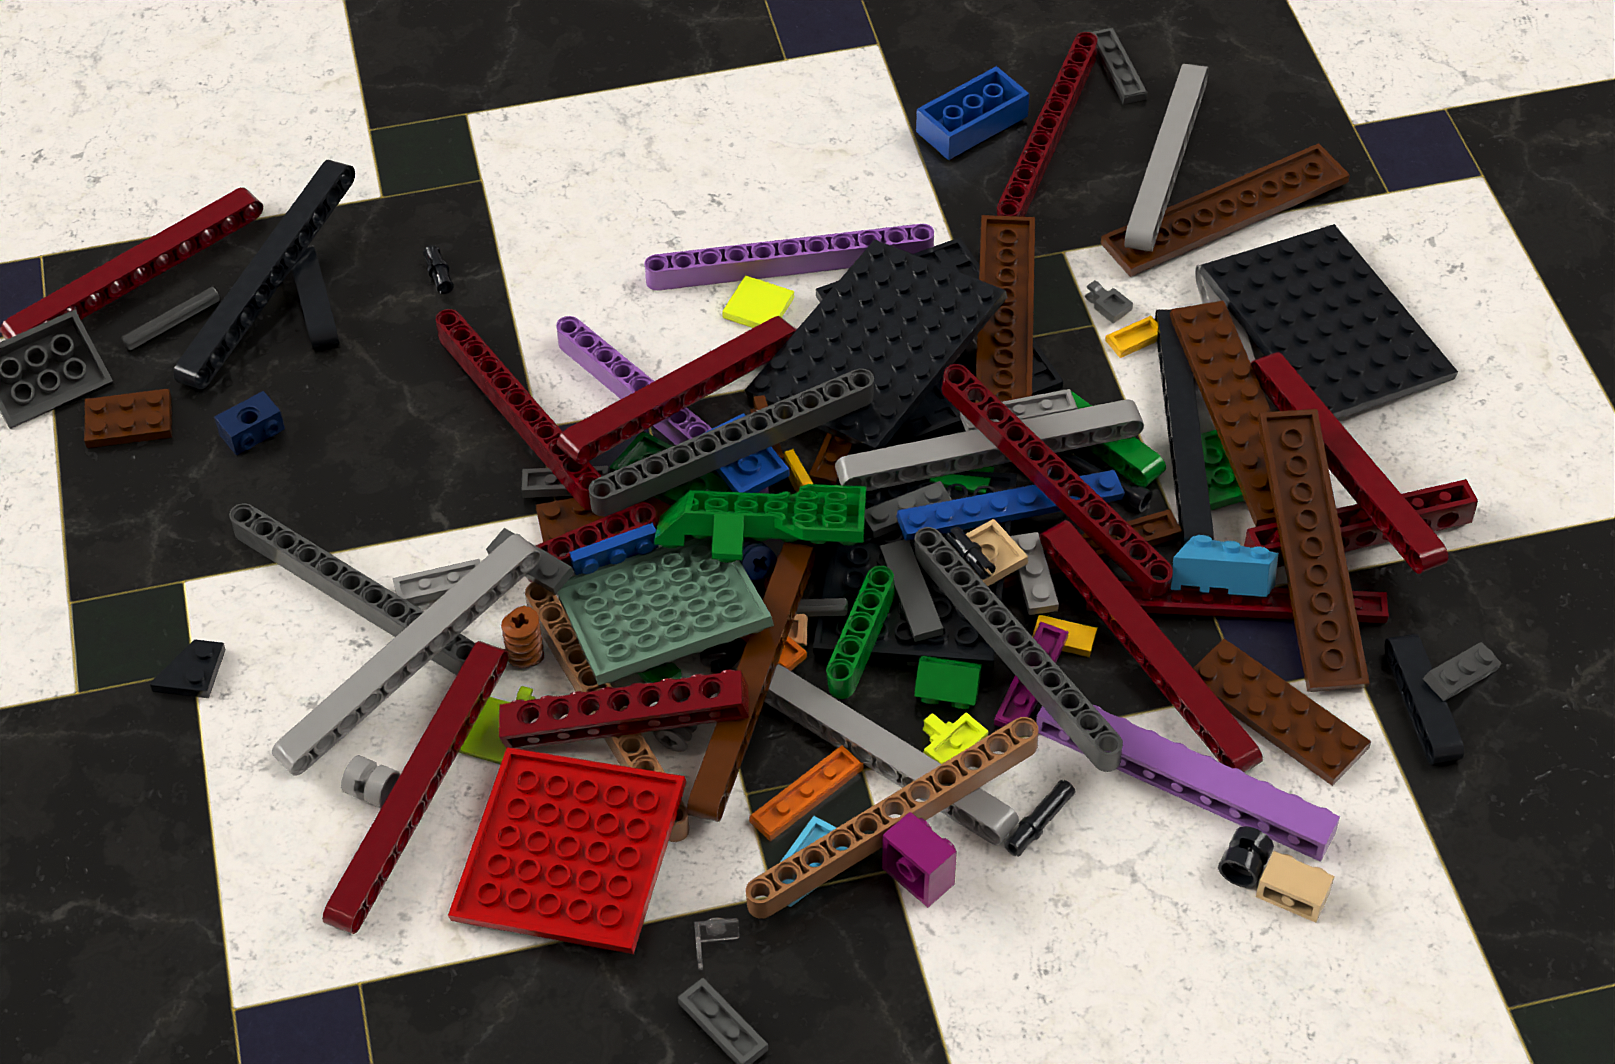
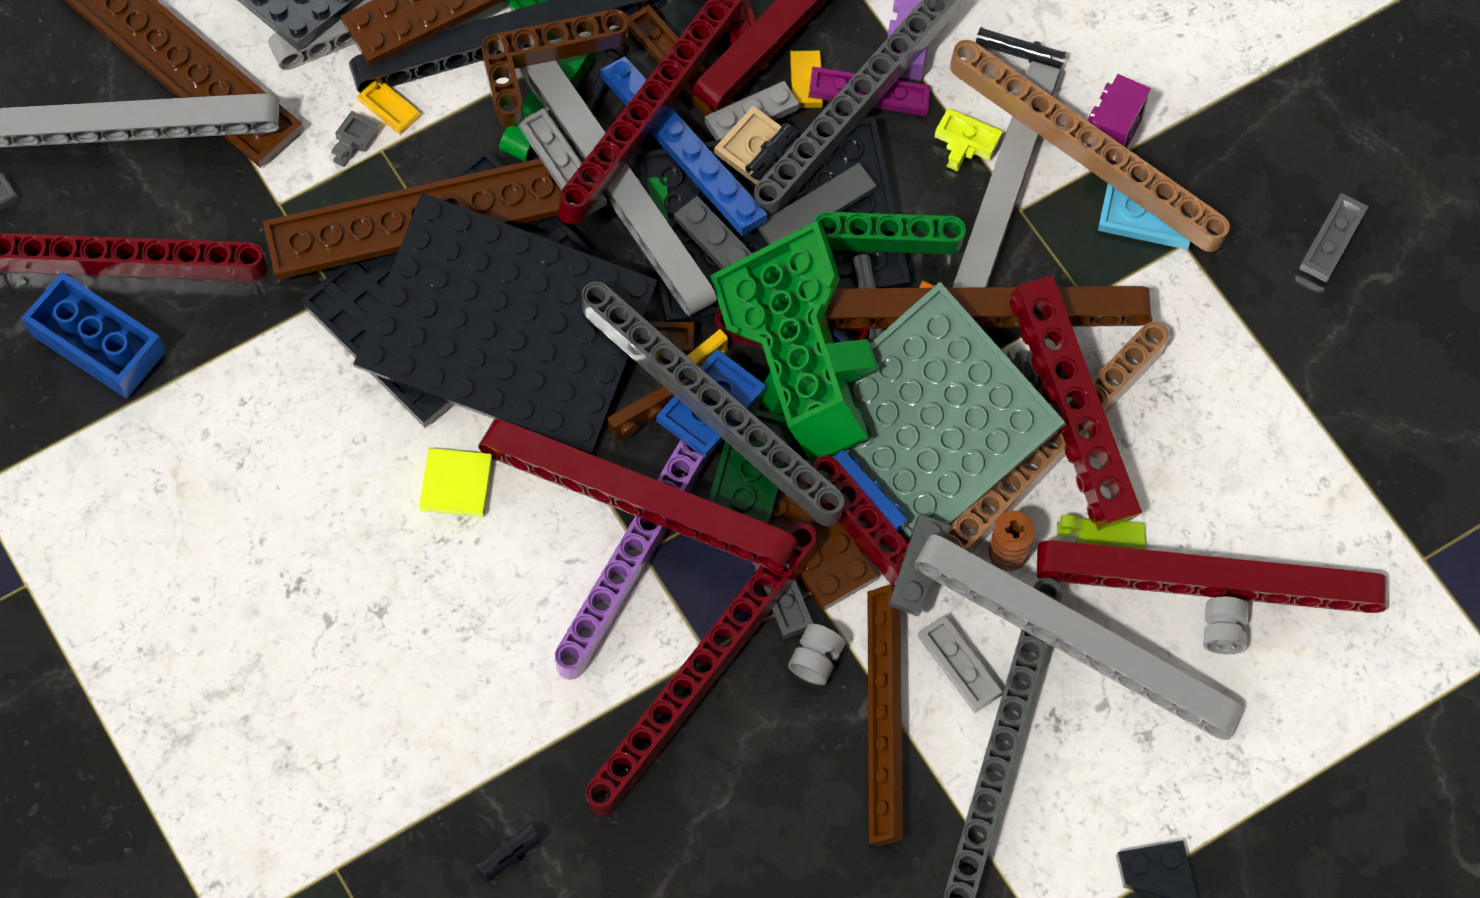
camera: 110 degrees left, 15 degrees up
(406, 515) = (884, 719): none -> reddish brown plate
(494, 484) = (814, 658): none -> light grey wheel
(568, 850) = (1228, 413): red plate -> none
(714, 930) = (1248, 272): clear bracket -> none
(777, 257) = (382, 479): medium lavender beam -> none
(806, 793) = (1068, 246): orange tile -> none
(947, 681) = (907, 151): green brick -> none
(1118, 374) = (544, 51): none -> reddish brown beam

